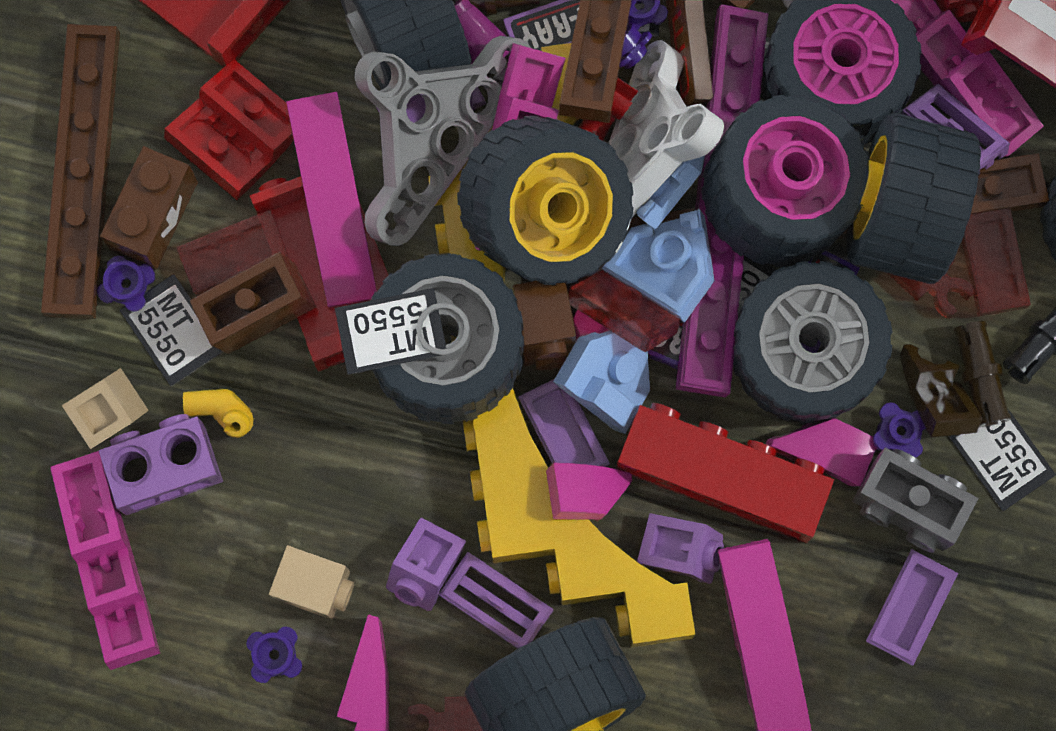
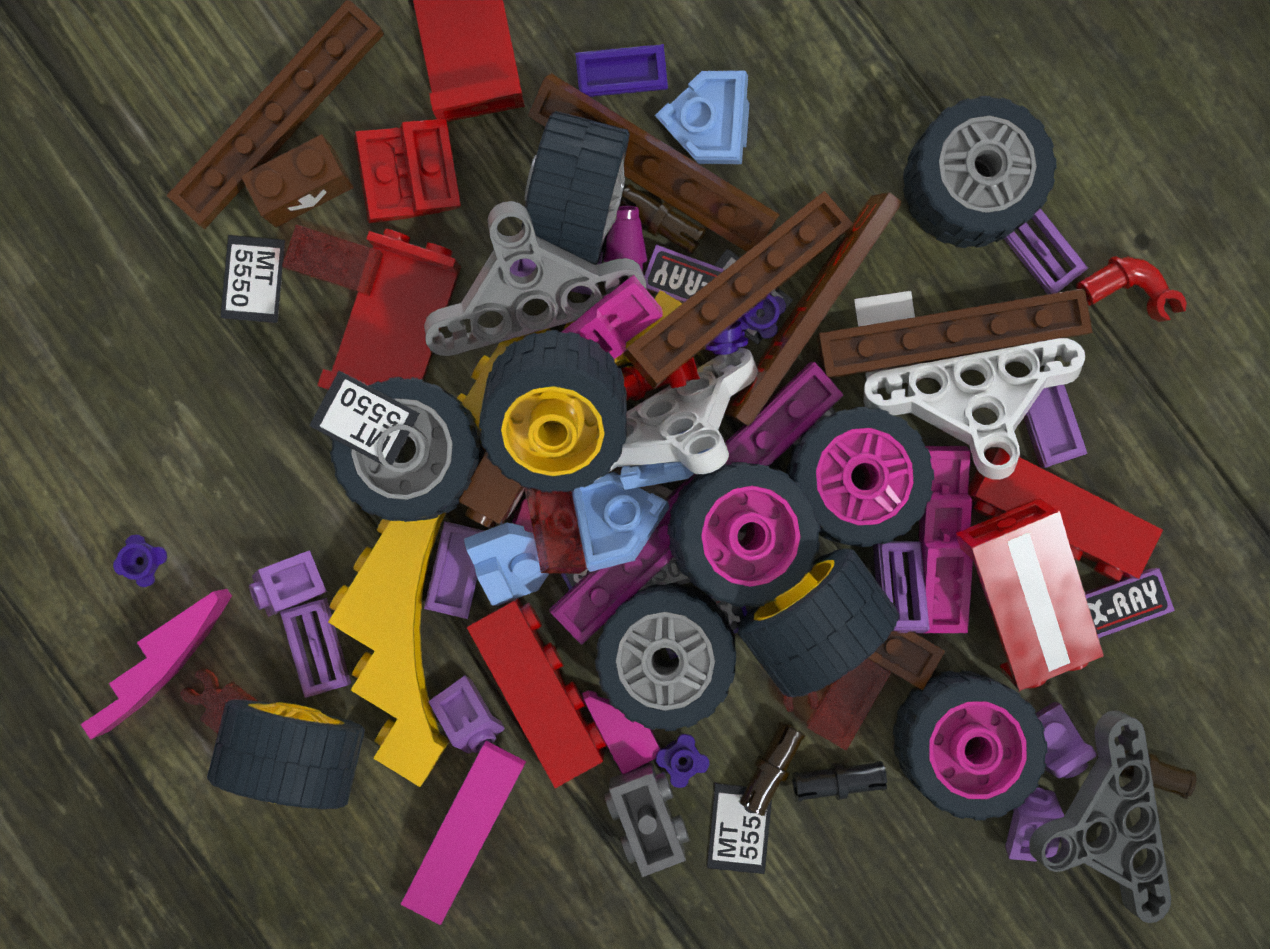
camera: 40 degrees right, 10 degrees up
(104, 561) = (79, 403): dark pink slope -> none
(105, 408) = (153, 301): tan brick -> none
(119, 270) = (231, 219): dark purple plate -> none
(163, 478) = (162, 374): medium lavender brick -> none
(223, 406) = (243, 363): yellow arm -> none
(253, 303) = (310, 309): reddish brown brick -> none
(312, 583) = (199, 535): tan brick -> none
(332, 199) = (422, 279): dark pink slope -> none
(584, 490) = (428, 629): dark pink slope -> none
(911, 607) = (587, 882): medium lavender tile -> none
(937, 396) = (729, 759): dark brown slope -> none

